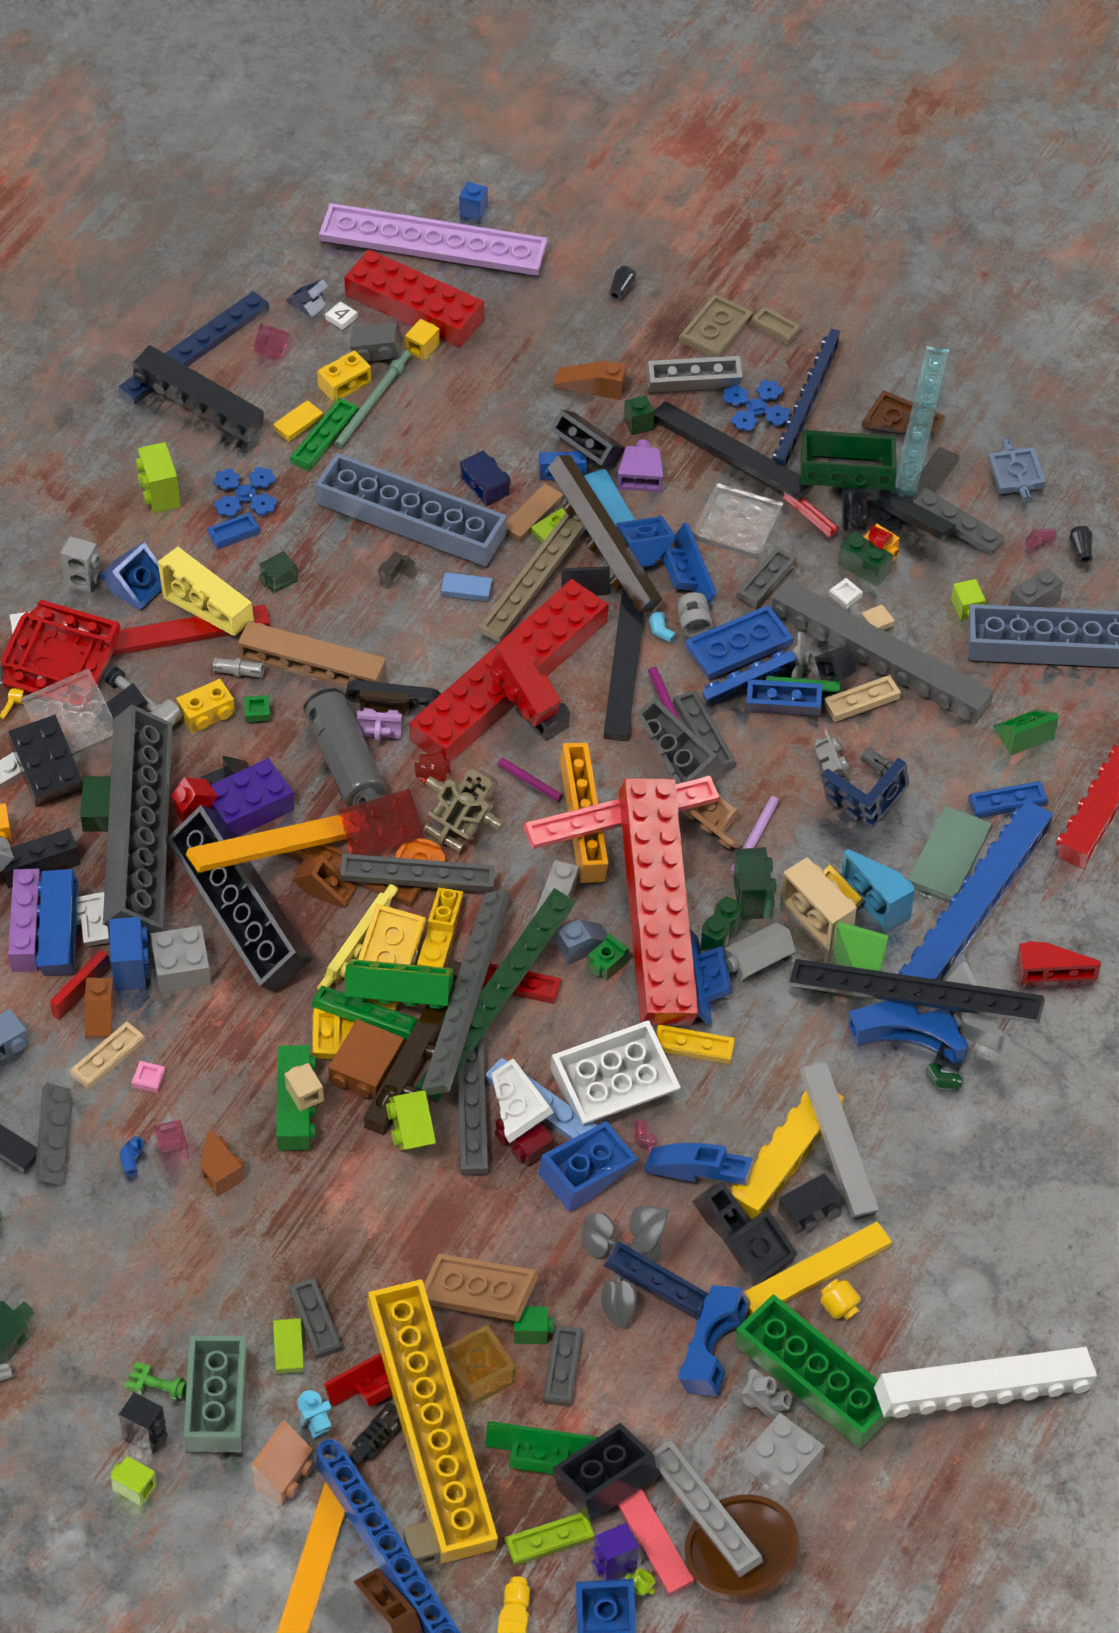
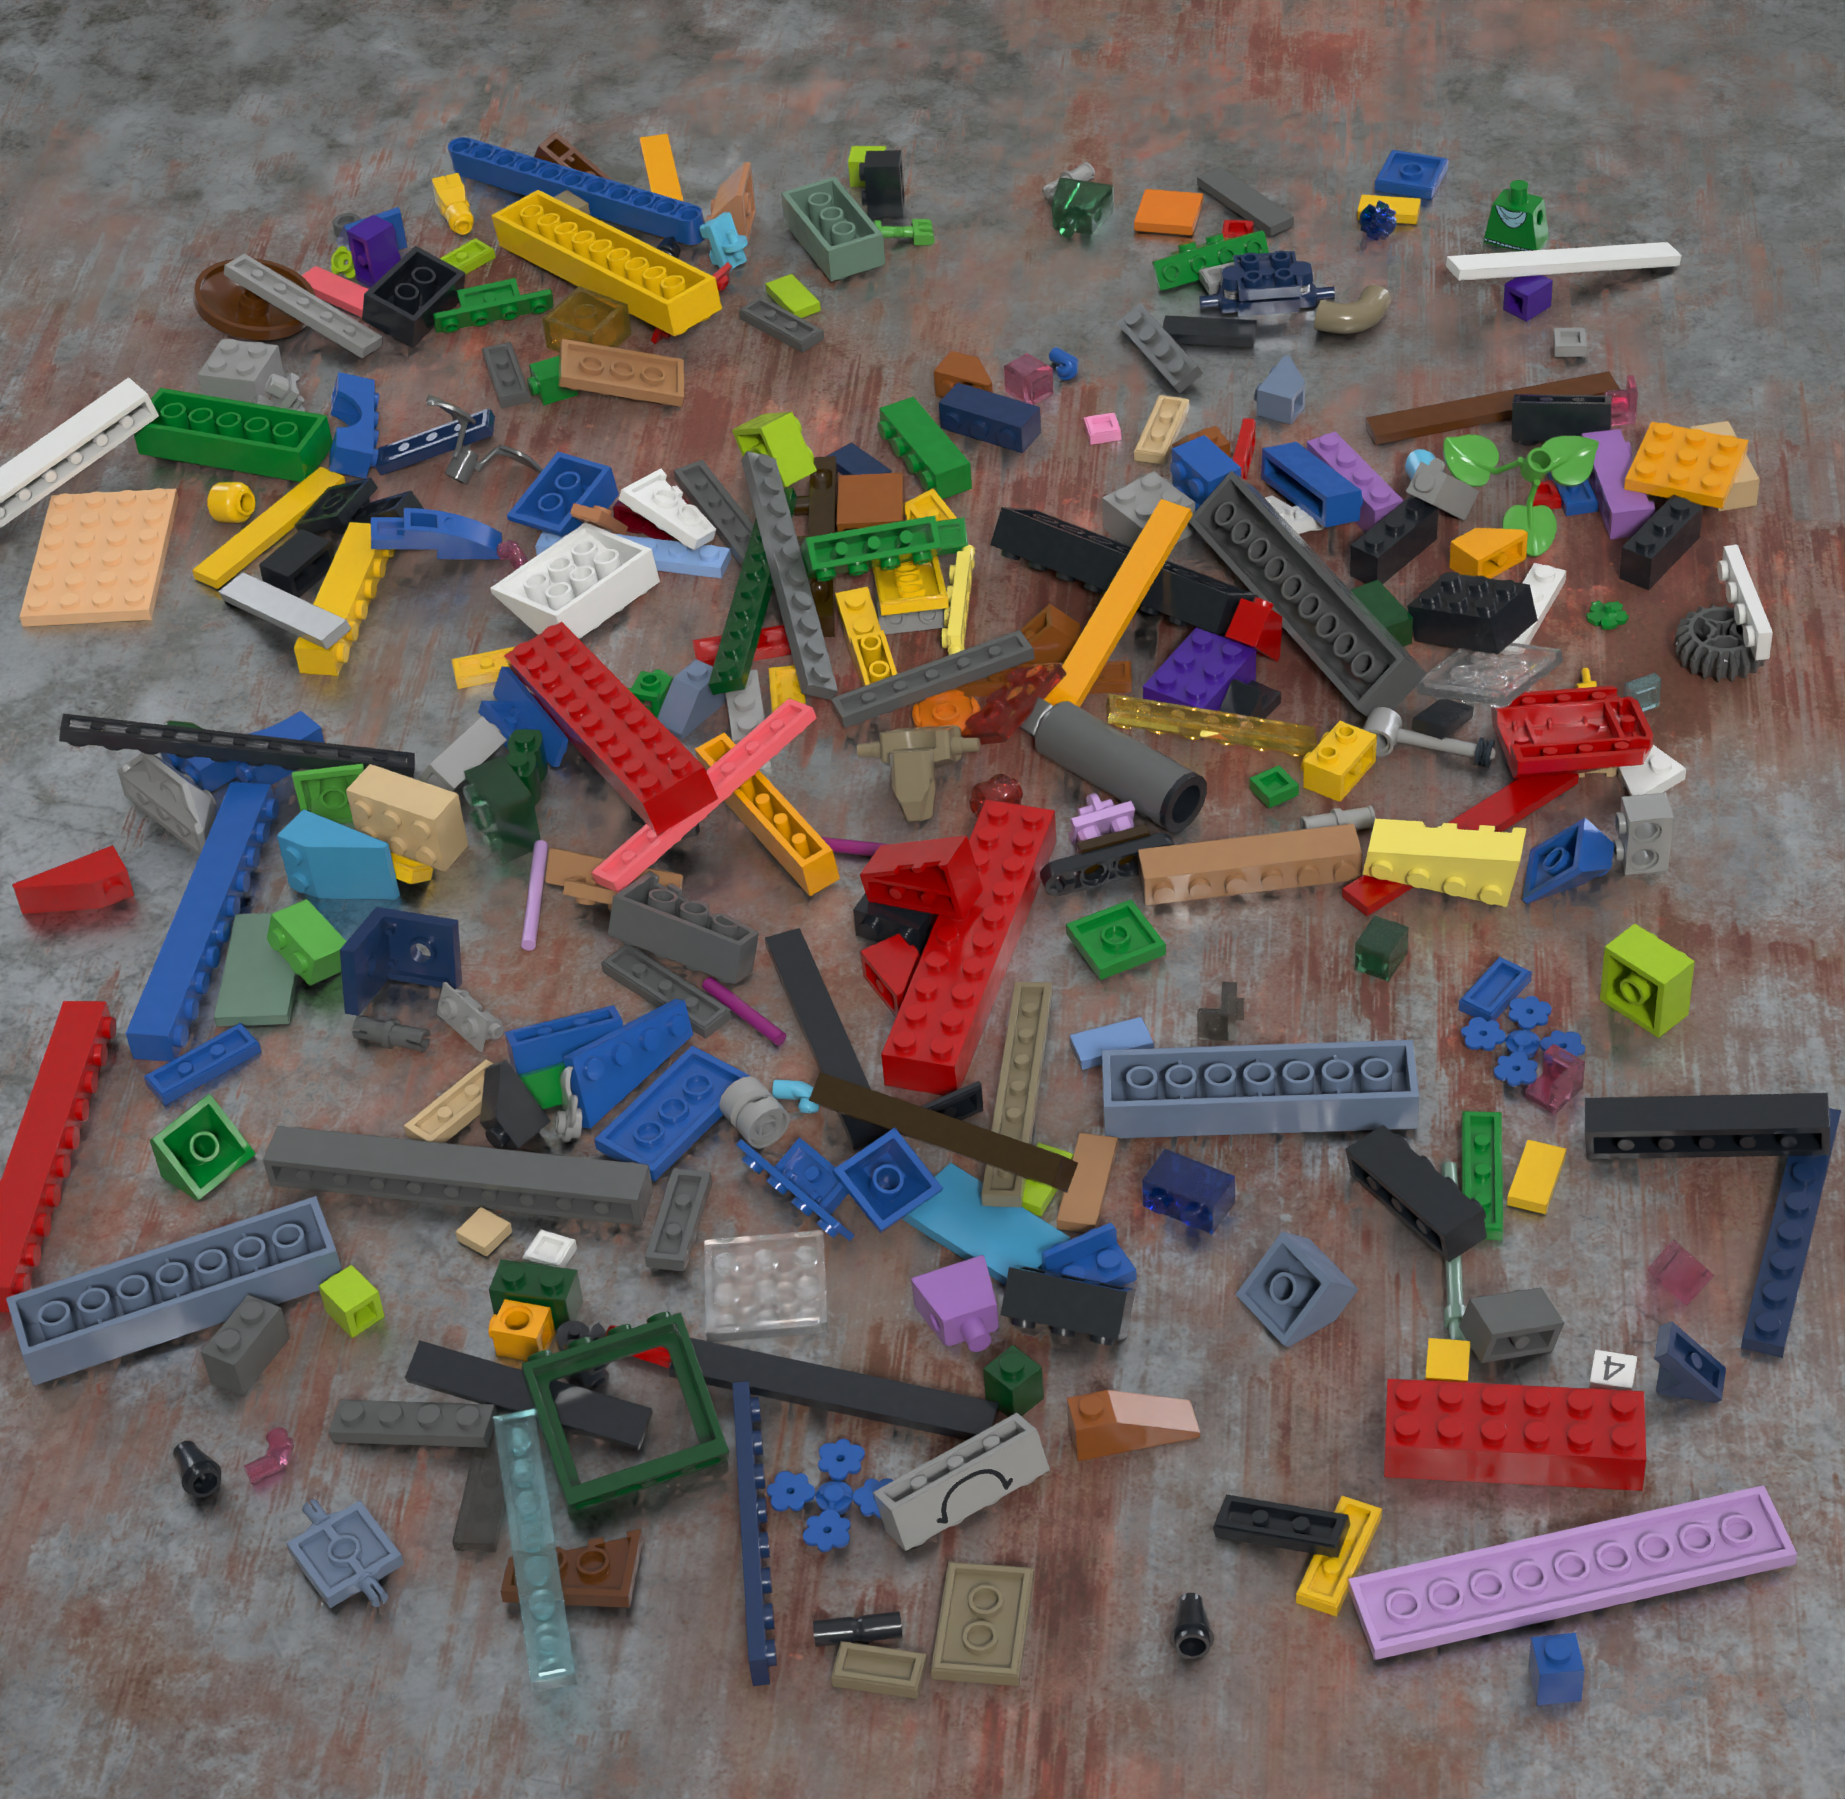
camera: 160 degrees right, 10 degrees down
(226, 1114) = (990, 417): none -> dark blue brick
(246, 458) = (1559, 1081): none -> clear pink panel
(276, 748) = (1210, 725): none -> clear yellow plate
(304, 1086) = (908, 423): tan brick -> none
(344, 376) = (1521, 1256): yellow brick -> none
(346, 1120) = (855, 461): none -> dark blue tile
(371, 421) = (1417, 1193): none -> black brick
(422, 645) = (1115, 939): none -> green plate
(464, 406) = (1296, 1289): none -> sand blue slope
(515, 920) = (784, 685): none -> yellow plate
(531, 291) = (1327, 1577): none -> yellow tile
(551, 307) = (1282, 1526): none -> black tile
(566, 673) = (890, 969): none -> red slope
(572, 1123) = (598, 517): none -> nougat plate
(774, 342) = (851, 1629): none -> black piece
(879, 537) = (518, 1299): red tile -> none
(917, 839) = (306, 941): none -> bright green brick
(958, 1296) = (100, 557): none -> light nougat plate

